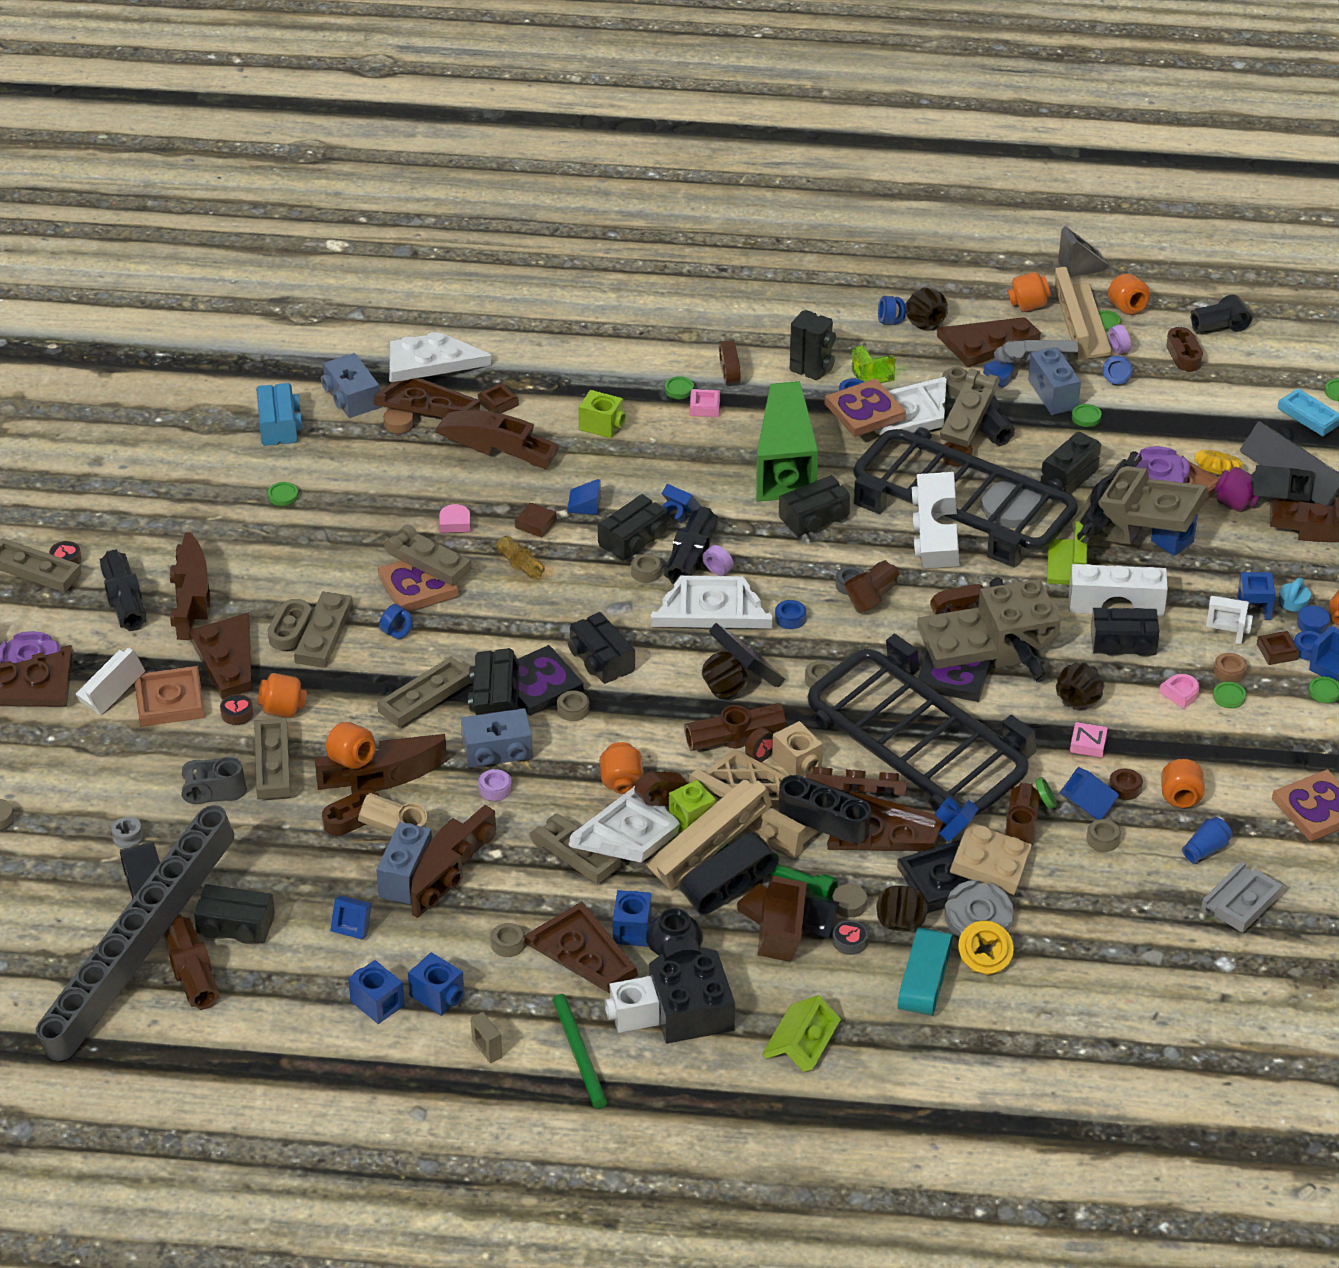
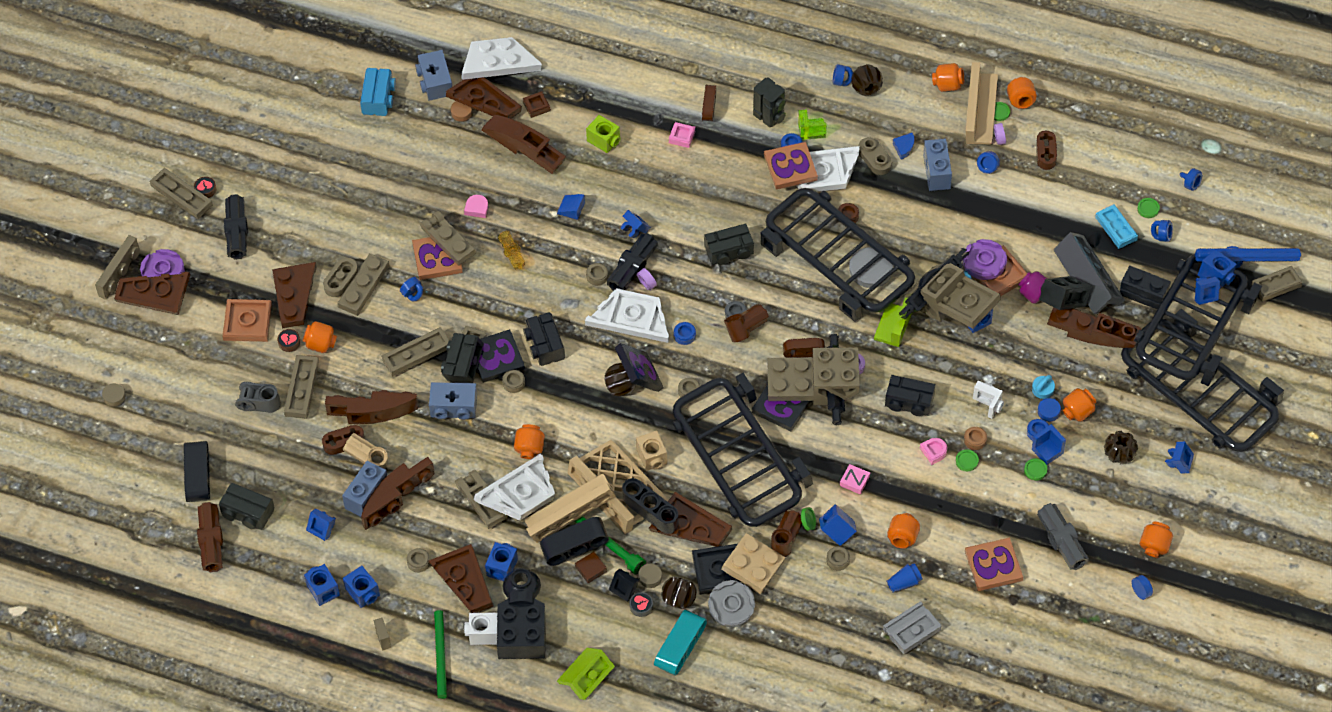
camera: 15 degrees right, 15 degrees up
(111, 681) = (209, 303): white panel -> none
(128, 840) = (191, 420): light grey bush -> none
(134, 933) = (173, 522): dark grey beam -> none
(191, 586) = (283, 234): reddish brown slope -> none
(282, 493) = (365, 160): bright green piece -> none
(350, 745) = (349, 395): orange head -> none
(494, 785) = (443, 435): lavender tile -> none
(535, 519) = (532, 217): reddish brown tile -> none
(632, 527) = (596, 239): pearl dark grey brick -> none
(655, 787) = (548, 467): reddish brown beam -> none
(679, 387) = (668, 116): bright green piece -> none
(689, 803) = (564, 481): lime brick -> none
(733, 726) = (628, 422): reddish brown piece -> none
(759, 744) = (627, 440): tile -> none
(782, 918) = (596, 585): reddish brown panel -> none
(786, 444) = (719, 193): bright green slope -> none
(858, 781) = (681, 483): reddish brown wing -> none
(937, 541) = (809, 259): white arch -> none
(955, 817) = (738, 527): blue tile -> none
(969, 408) = (864, 181): dark tan plate -> none
(978, 341) = (905, 114): reddish brown wing -> none
(988, 933) = (730, 623): yellow gear -> none
(995, 425) = (878, 185): black piece -> none
(1023, 349) = (915, 135): light grey hinge -> none
(1072, 461) = (923, 242): pearl dark grey brick -> none
(1079, 255) = (1000, 48): flat silver slope -> none
(1080, 686) = (861, 436): dark brown piece -> none
(1086, 415) = (953, 196): bright green piece -> none
(1096, 583) = (932, 361): white arch -> none
(1126, 783) = (867, 520): reddish brown tile -> none
(1216, 461) = (1030, 260): yellow gear -> none
(1227, 313) = (1090, 124): black piece -> none
(1258, 589) = (1013, 381): blue panel -> none
(1278, 648) = (1015, 428): reddish brown tile -> none

